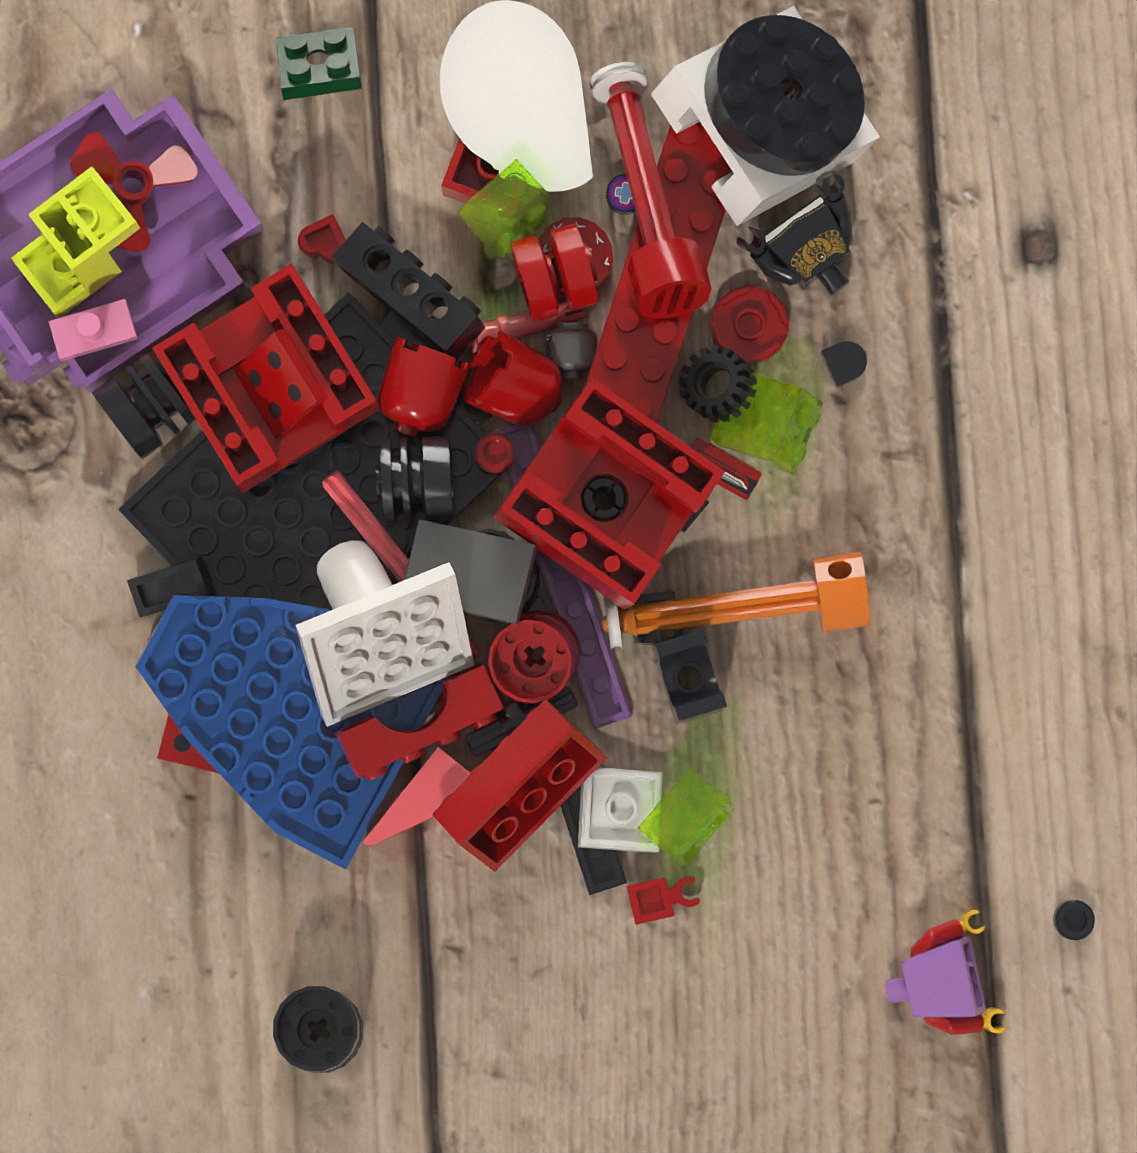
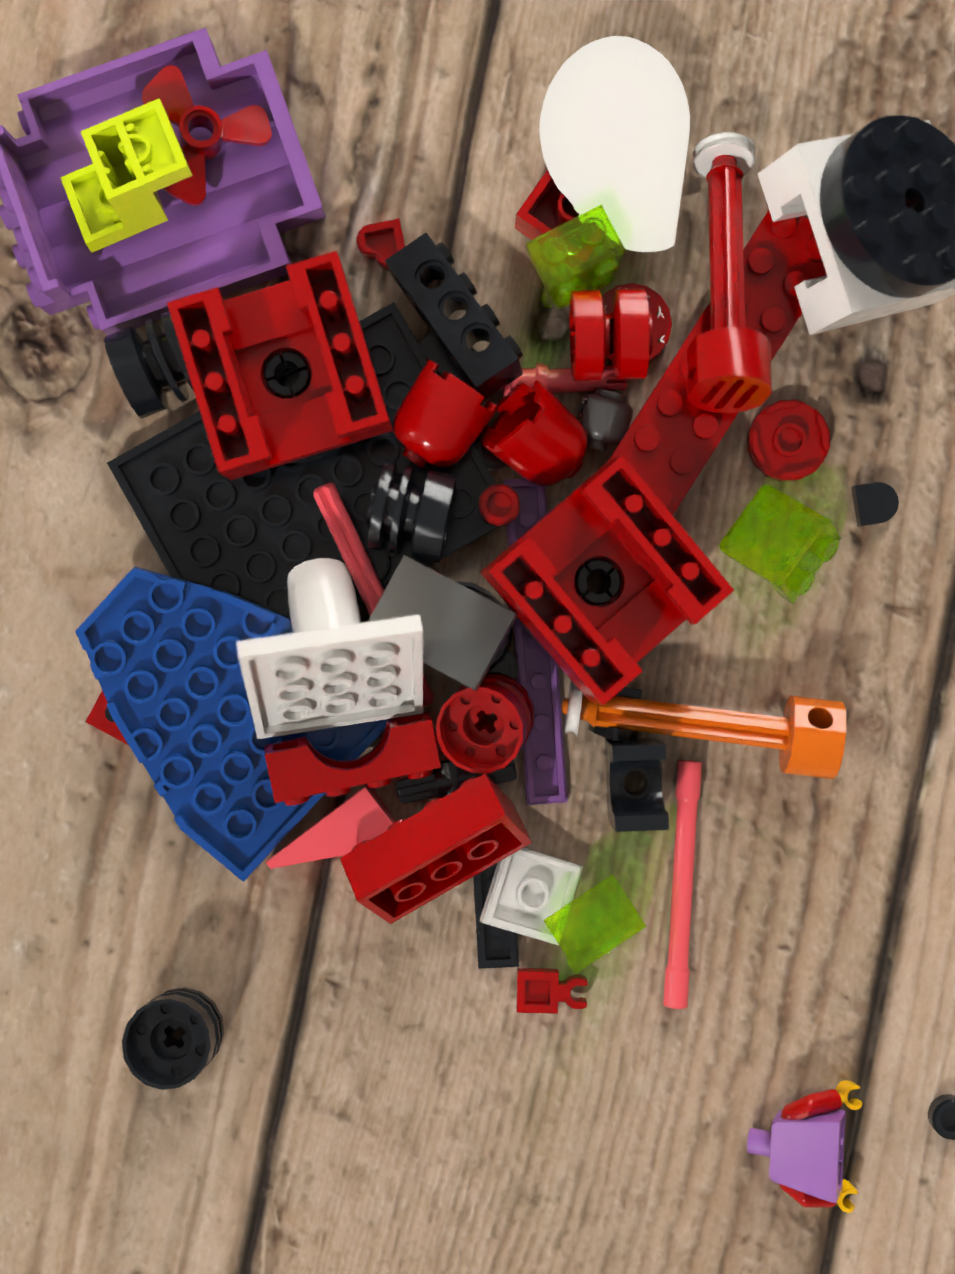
camera: 20 degrees right, 5 degrees up
(93, 330) = (123, 272): bright pink tile -> none
(155, 589) = (146, 550): black tile -> none
(279, 383) = (293, 374): red tile -> none
(336, 75) = (440, 71): piece -> none
(619, 195) = (695, 275): tile -> none
(703, 370) = (732, 472): black tyre -> none
(737, 477) = (743, 593): red sticker -> none
(744, 682) = (677, 971): none -> coral piece
(807, 242) = (874, 370): black torso -> none

